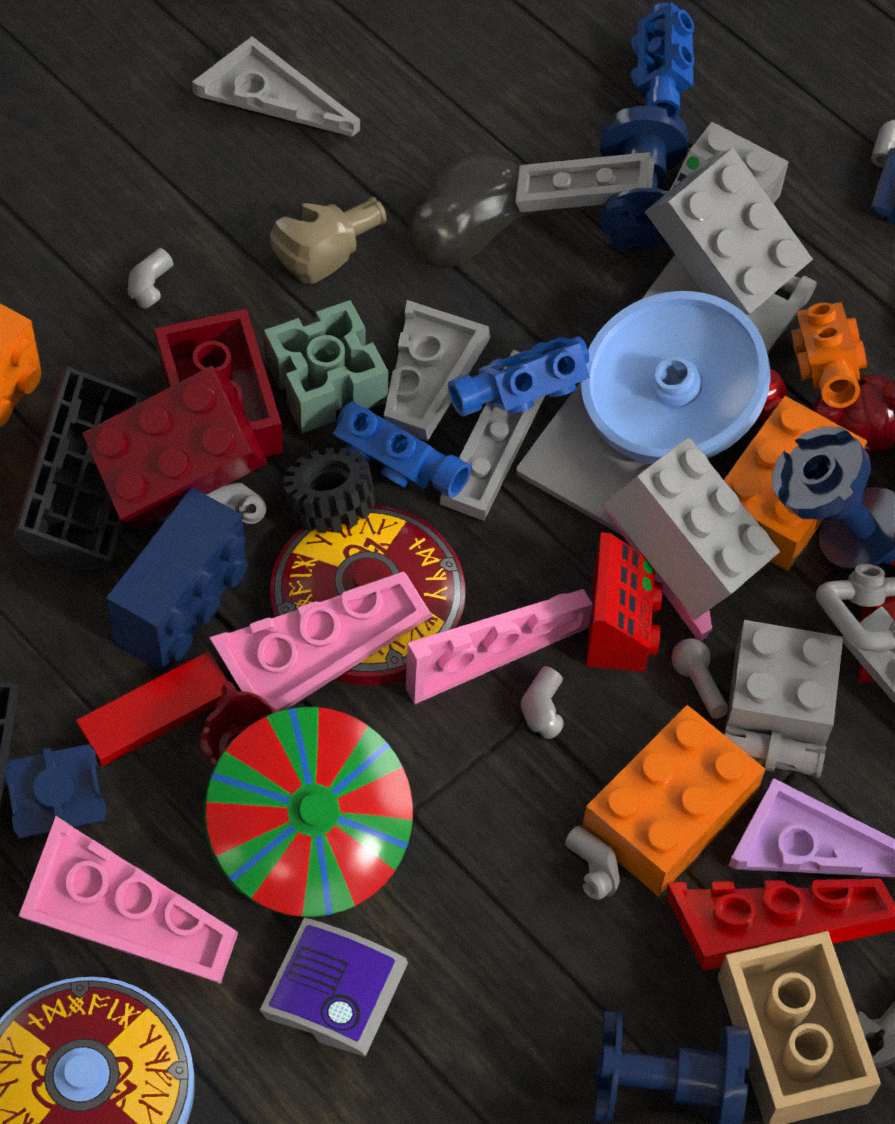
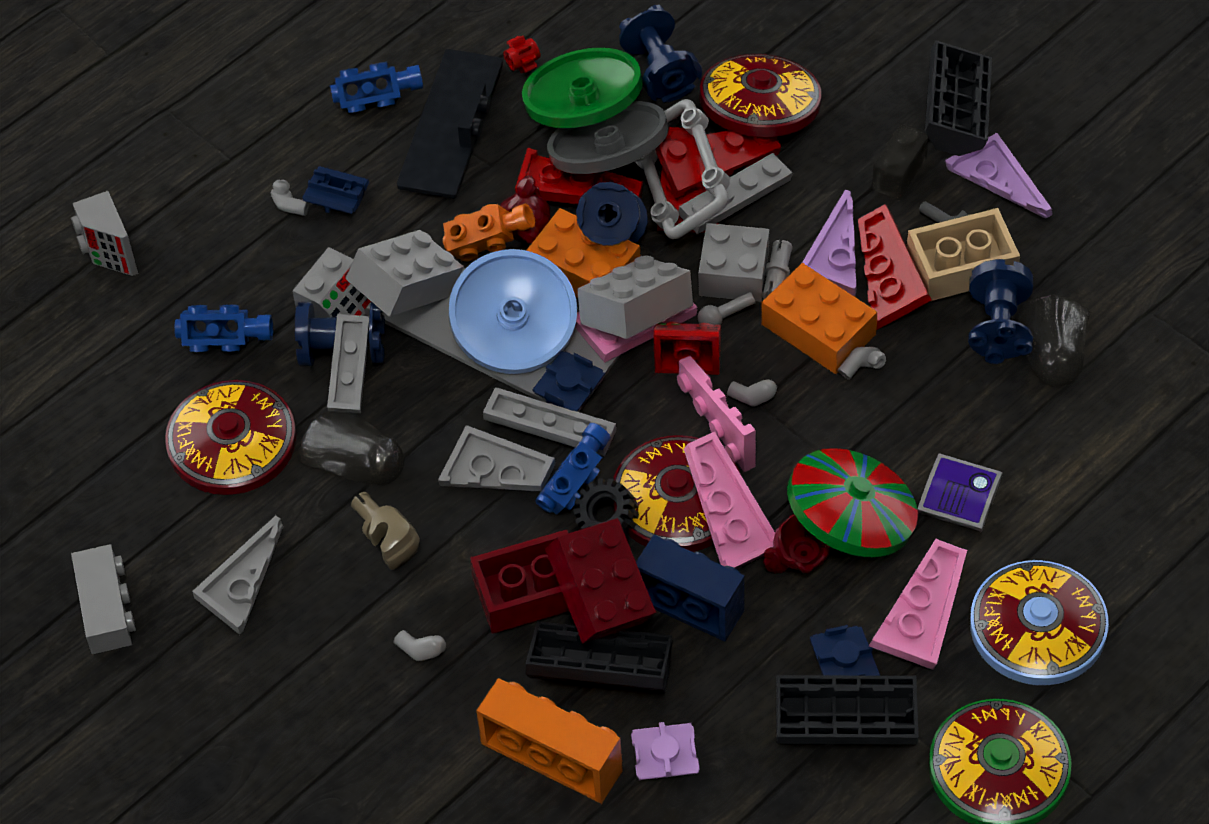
camera: 85 degrees left, 5 degrees down
(153, 709) = (776, 609): red tile -> none
(325, 365) = (504, 513): sand green brick -> none
(498, 82) = (230, 437): none -> dish
(524, 379) = (517, 393): blue brick -> none
(563, 456) = (568, 381): none -> dark blue piece

